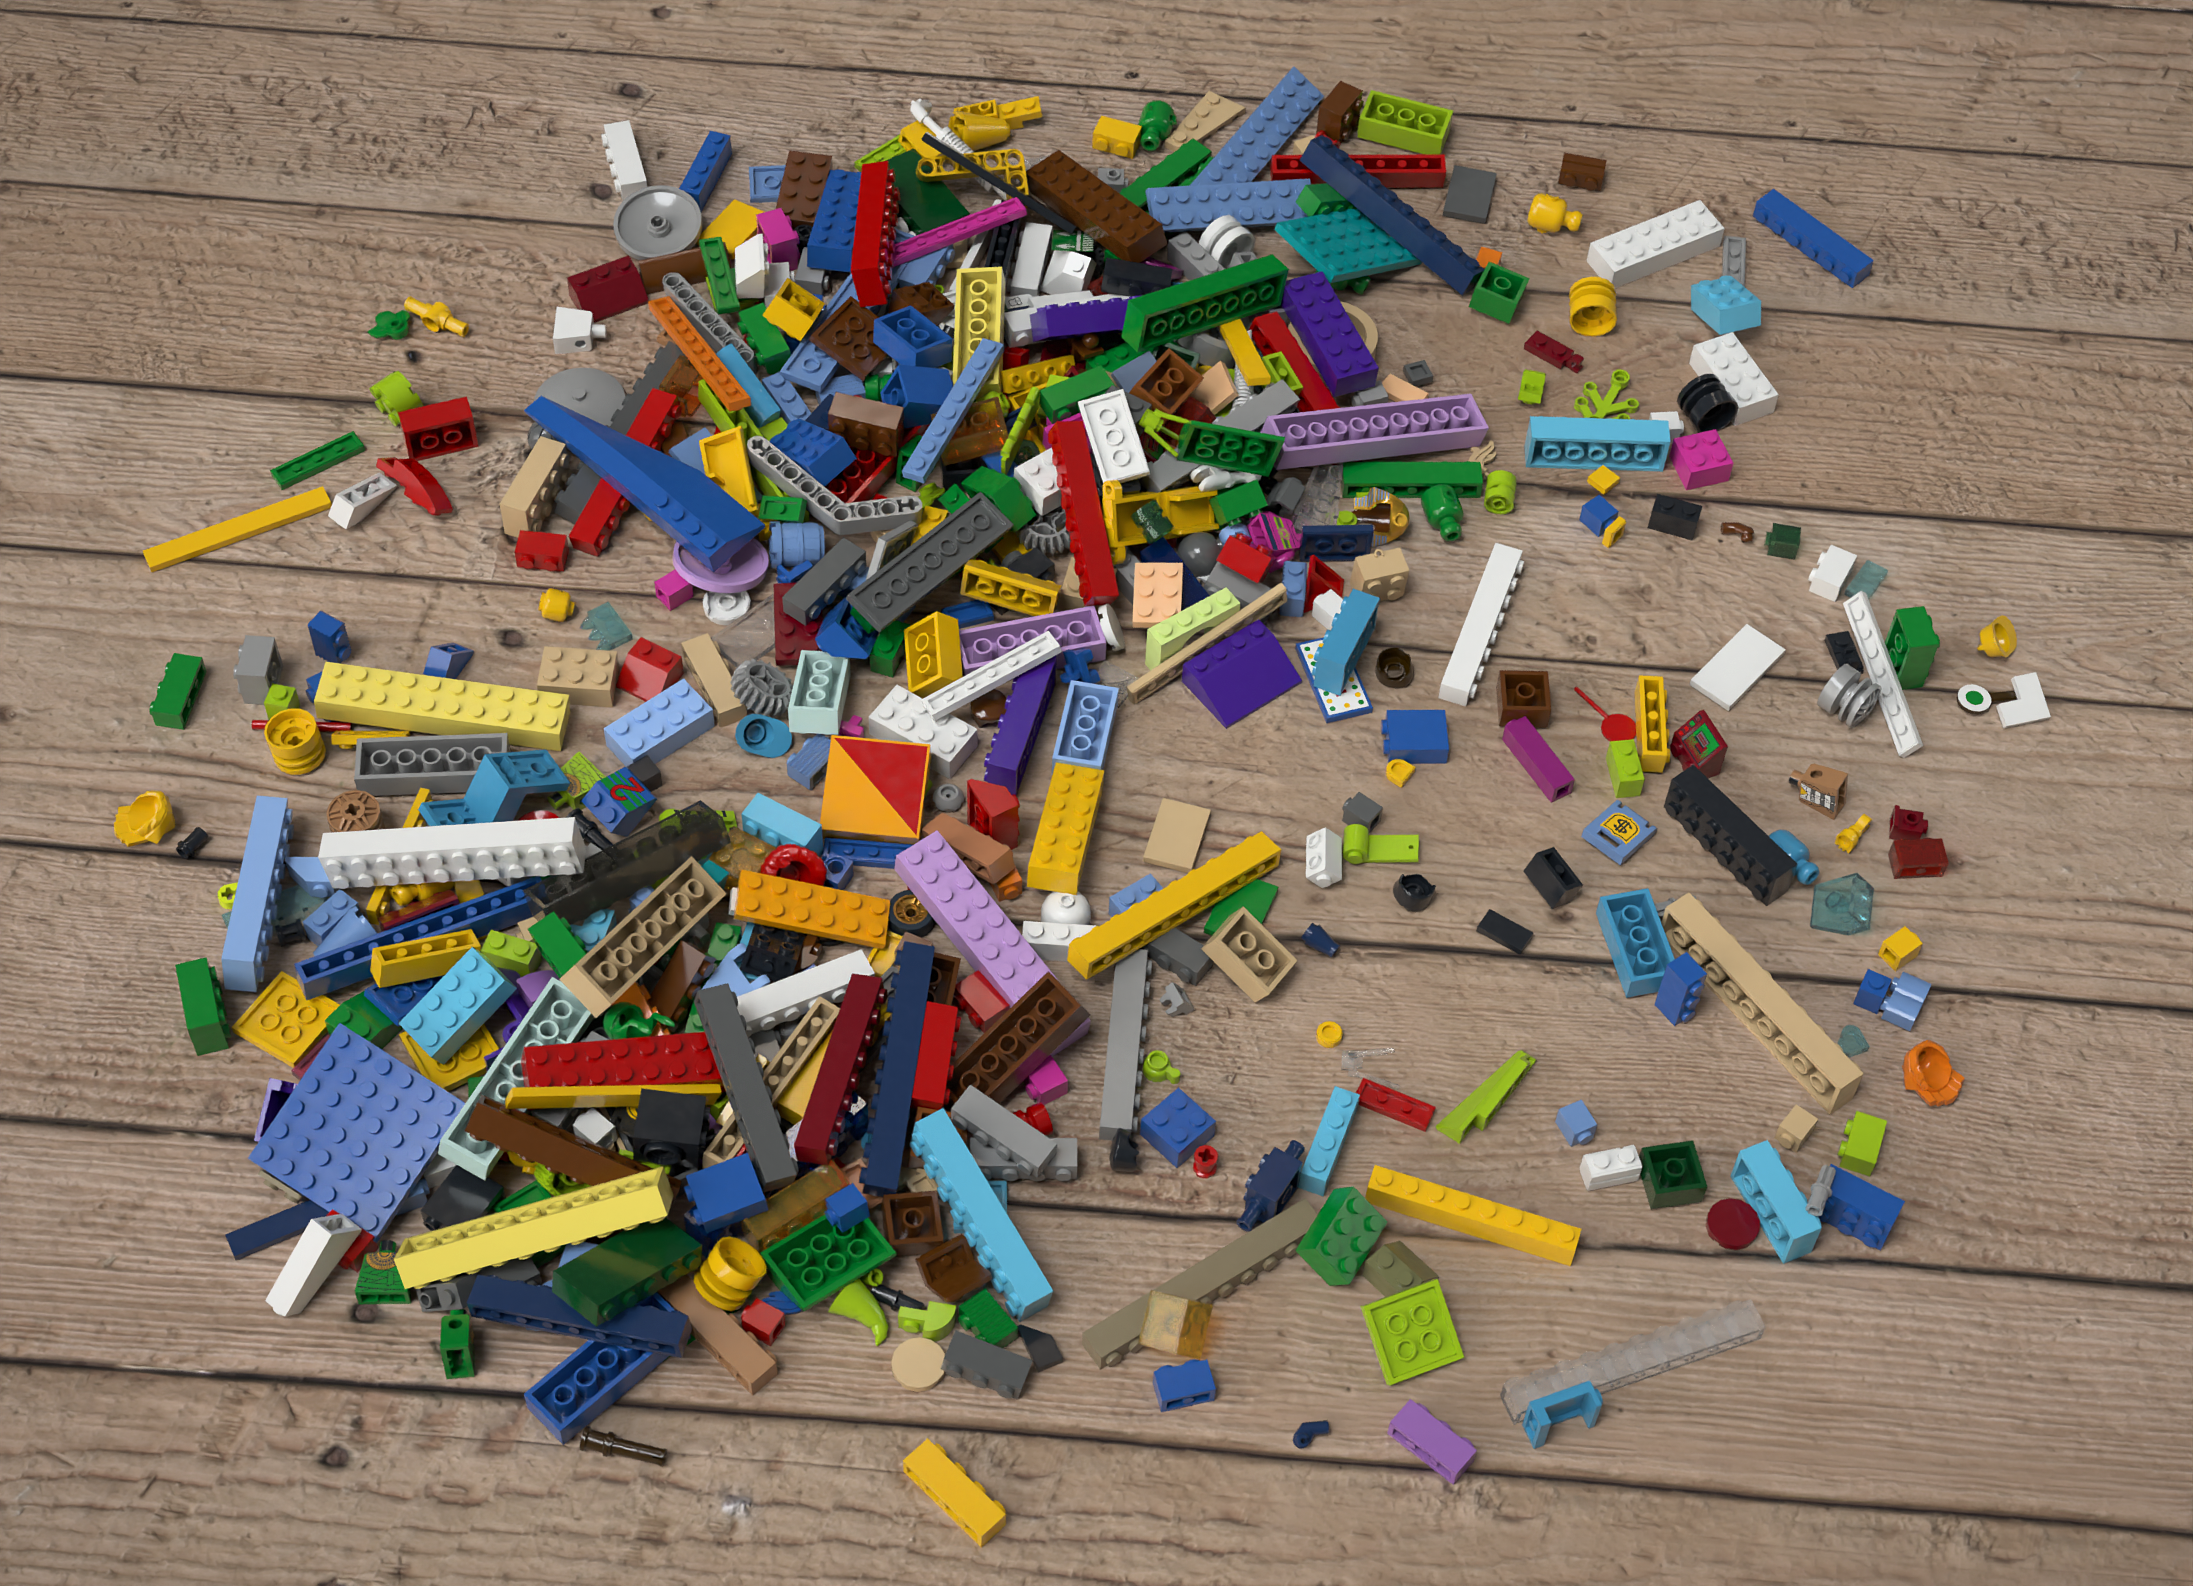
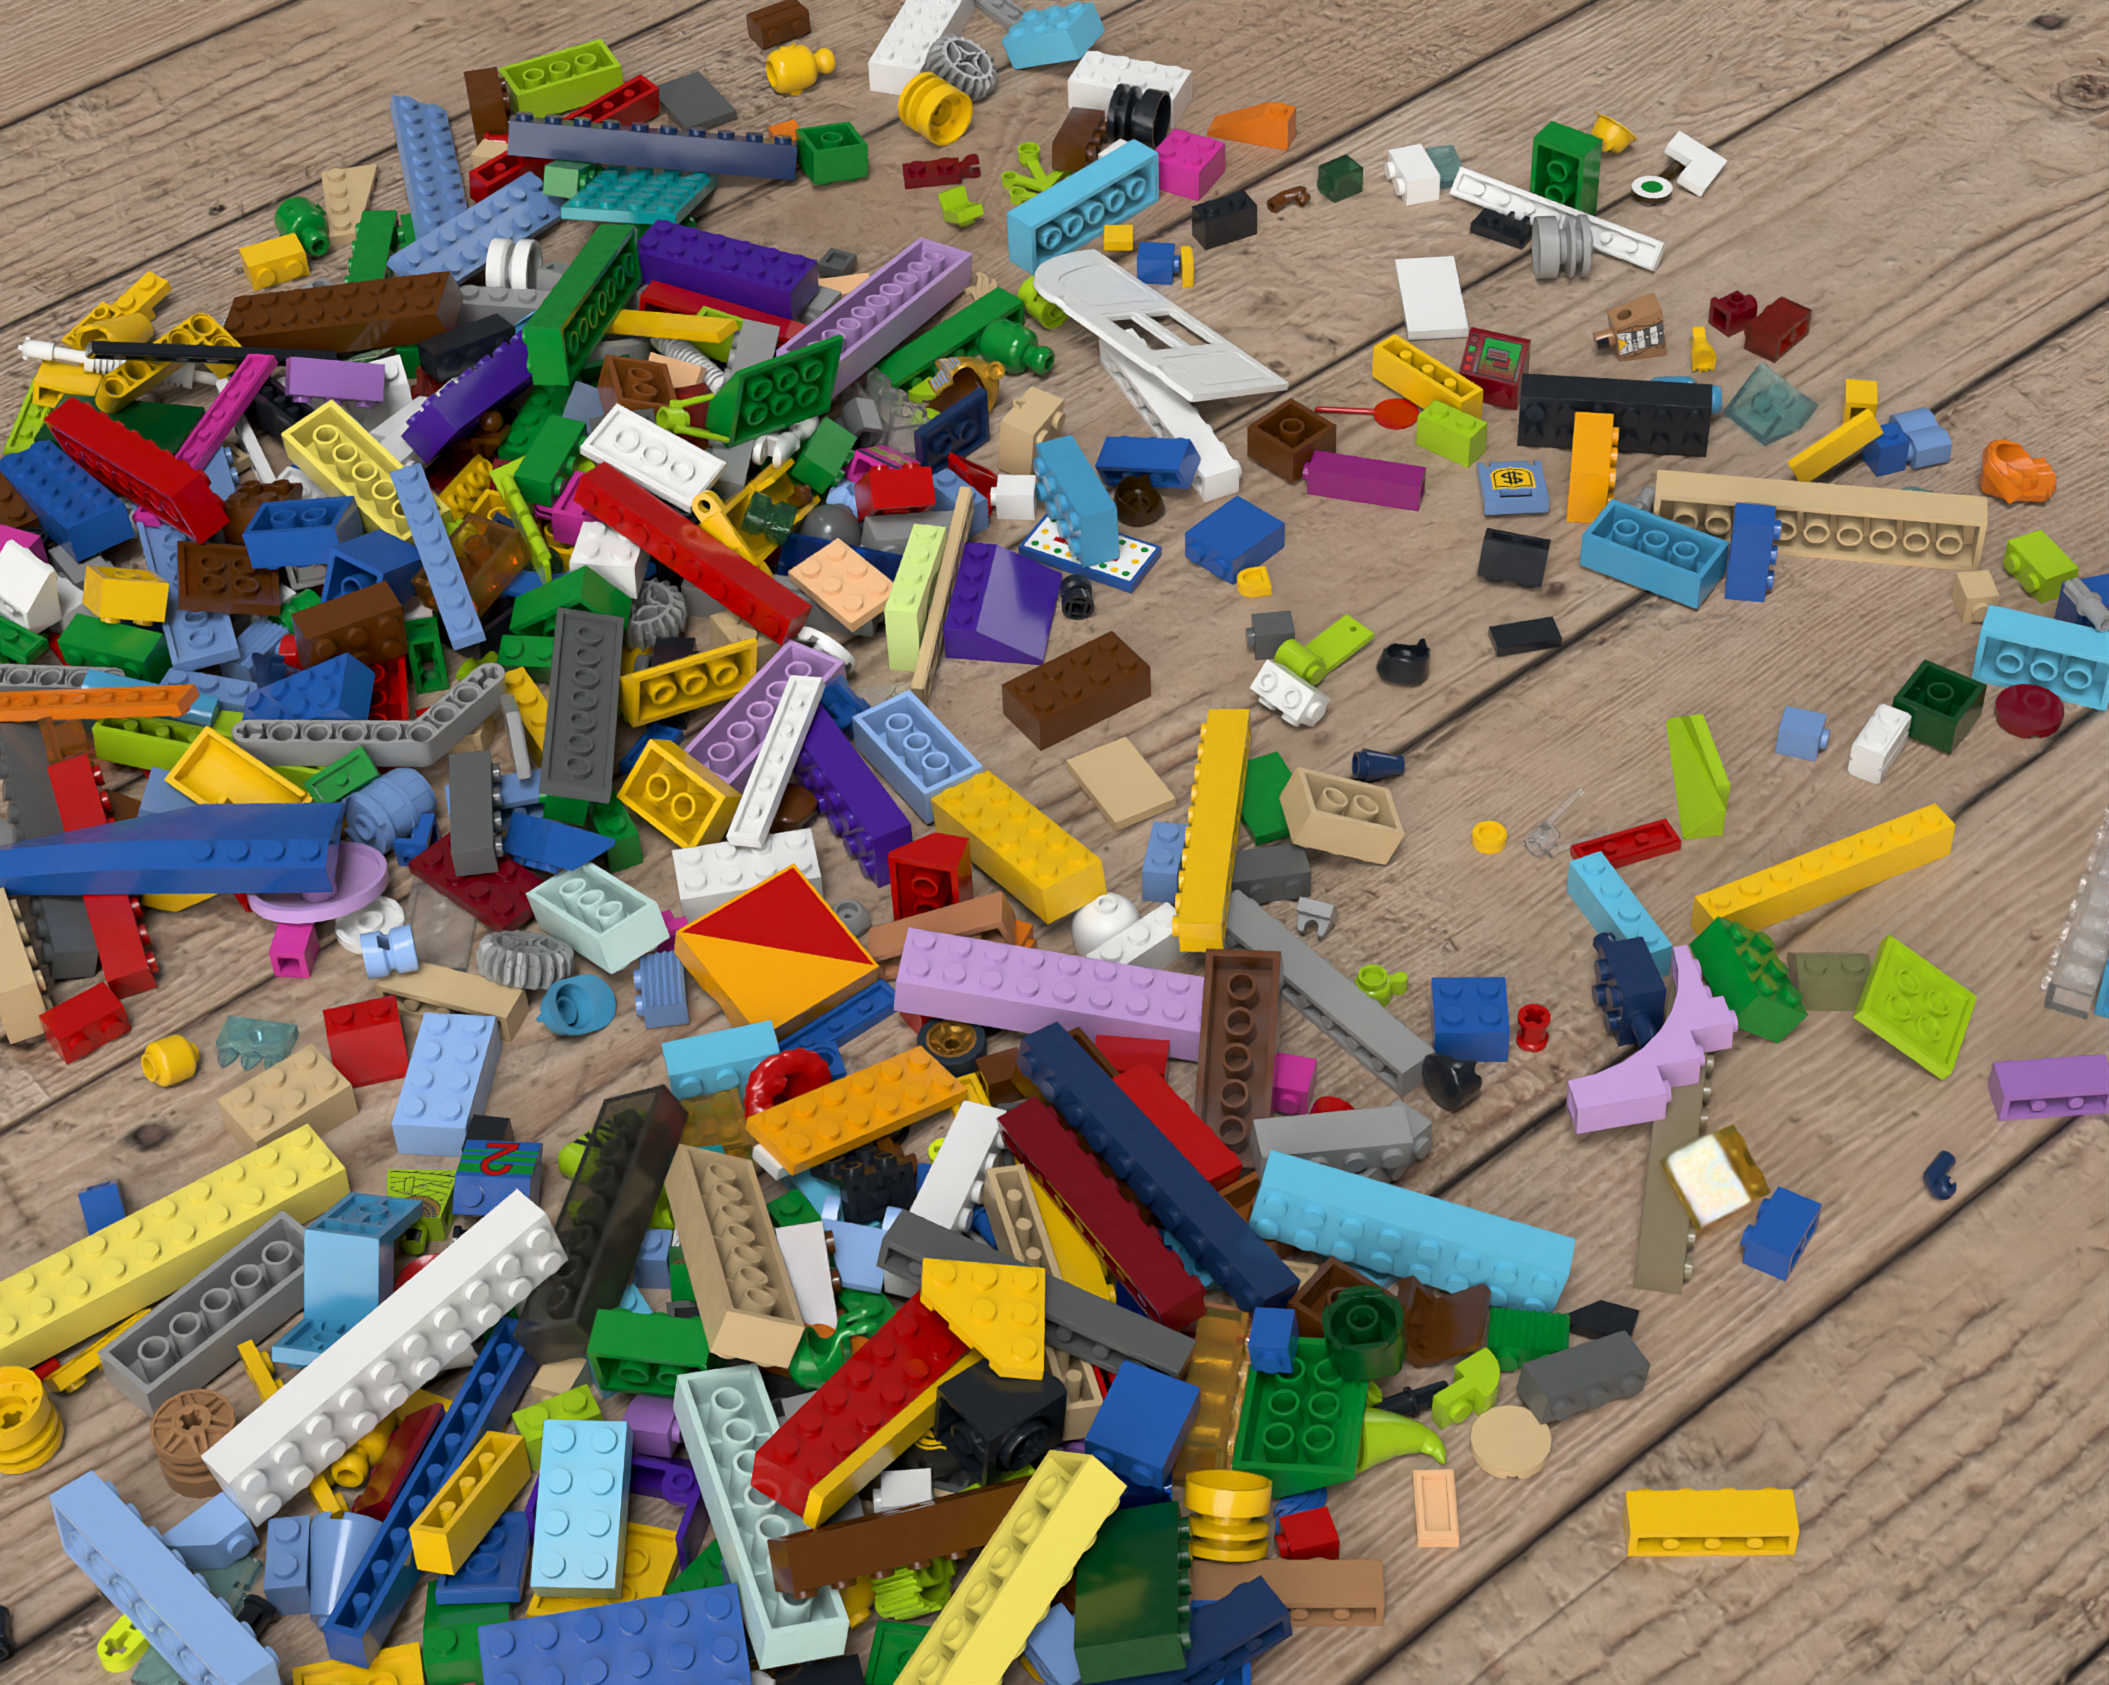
camera: 40 degrees left, 10 degrees down
(700, 631) = (389, 952): none -> light blue wheel
(706, 1073) = (991, 1310): none -> yellow plate
(844, 1362) = (1435, 1508): none -> light nougat tile
(883, 1244) = (1365, 1333): none -> dark green brick
(1034, 251) = (334, 380): none -> medium lavender brick
(1197, 1241) = (1643, 1083): none -> lavender arch
(1203, 518) = (801, 496): none -> reddish brown arm
(1215, 760) = (1076, 690): none -> reddish brown brick
(1284, 704) = (1076, 597): none -> black wheel
(1423, 647) = (1164, 460): none -> blue brick
(1544, 511) = (1100, 292): none -> white door
(1650, 280) = (962, 65): none -> light grey gear
(1653, 392) = (1079, 139): none -> reddish brown brick
(1670, 857) = (1592, 466): none -> light orange brick
(1782, 464) = (1261, 125): none -> orange slope
(1832, 964) = (1835, 446): none -> yellow tile

